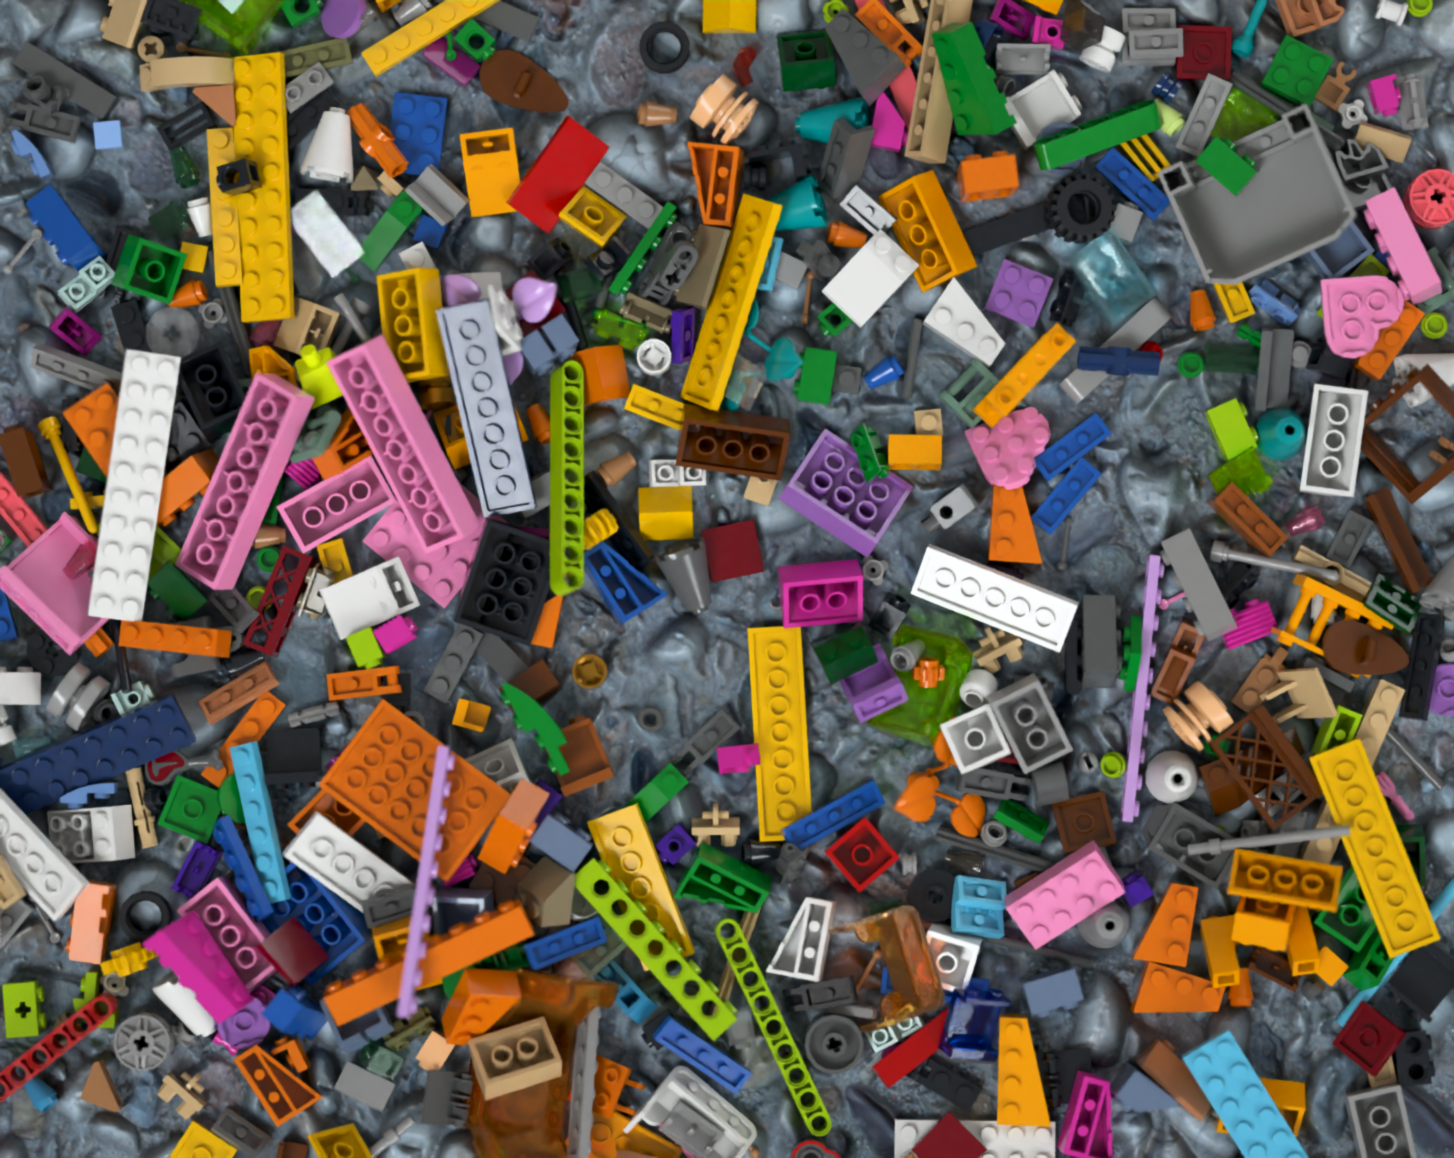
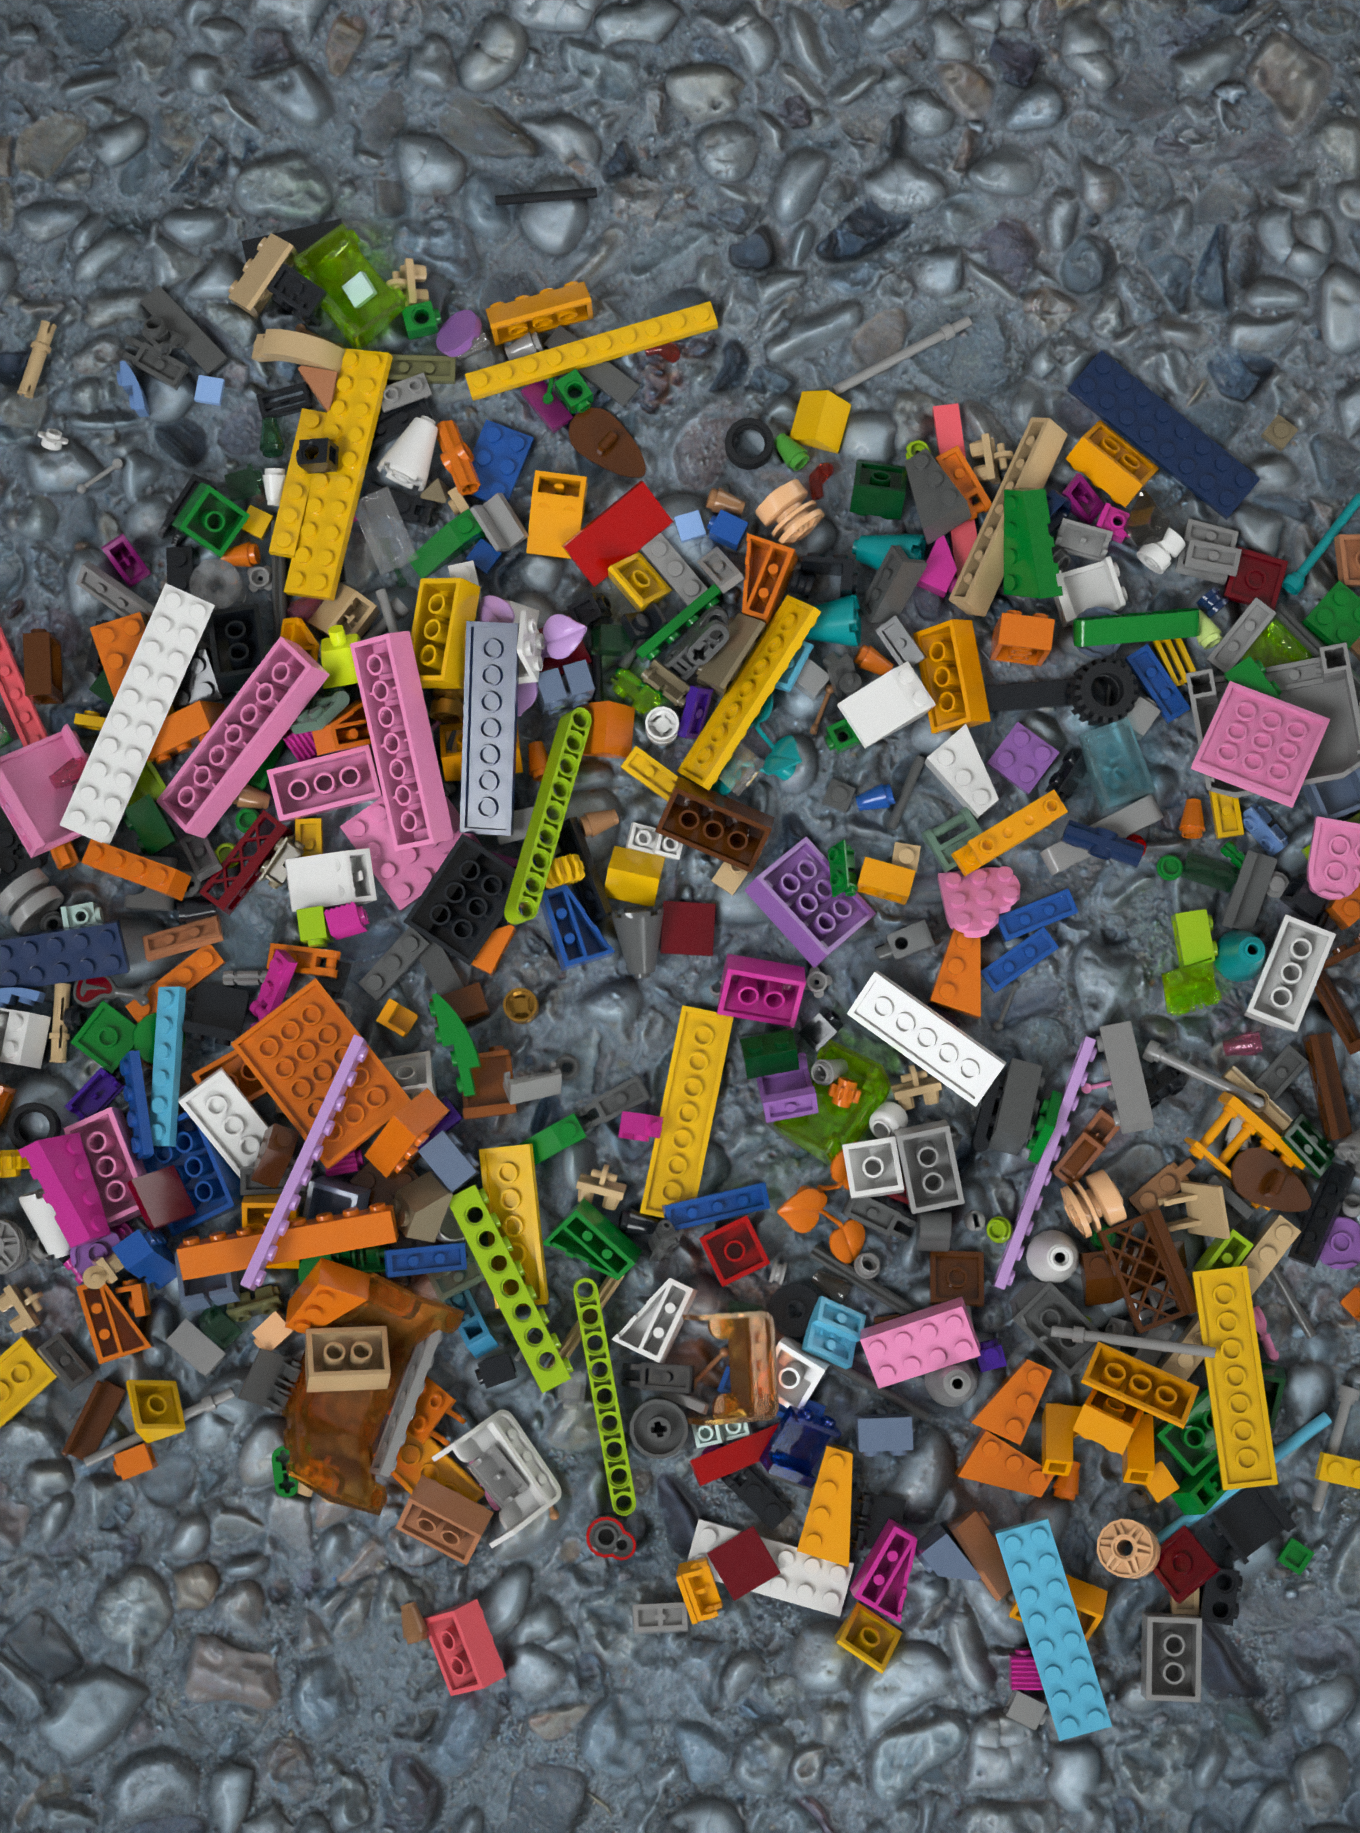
camera: 20 degrees right, 5 degrees down
(50, 429) = (77, 645): yellow piece -> none
(63, 228) = (144, 467): blue wedge -> none
(87, 285) = (147, 522): light aqua slope -> none
(121, 655) = (81, 877): black bar -> none
(155, 52) = (267, 316): tan wheel -> none
(257, 1037) = (103, 1271): none -> tan hips
(343, 716) = (275, 984): none -> dark pink plate
(391, 882) = (274, 1155): none -> reddish brown slope
(623, 746) = (533, 1086): none -> light grey hinge
(627, 147) = (689, 526): none -> light blue tile
(666, 141) = (727, 529): none -> blue brick
(670, 185) = (720, 570): none -> light grey plate
(680, 836) = (567, 1192): dark purple brick -> none
(702, 1054) = (528, 1404): blue plate -> none
(709, 45) = (791, 452): none -> bright green cone
(816, 376) = (810, 784): green brick -> none
(1021, 820) = (897, 1259): green plate -> none
(1247, 225) = (1260, 744): none -> bright pink plate
(1247, 520) = (1188, 1027): dark orange panel -> none
(1252, 623) = (1168, 1129): dark pink brick -> none
(1272, 967) = (1104, 1468): reddish brown hinge -> none
(1298, 1040) = (1112, 1546): none -> light nougat wheel

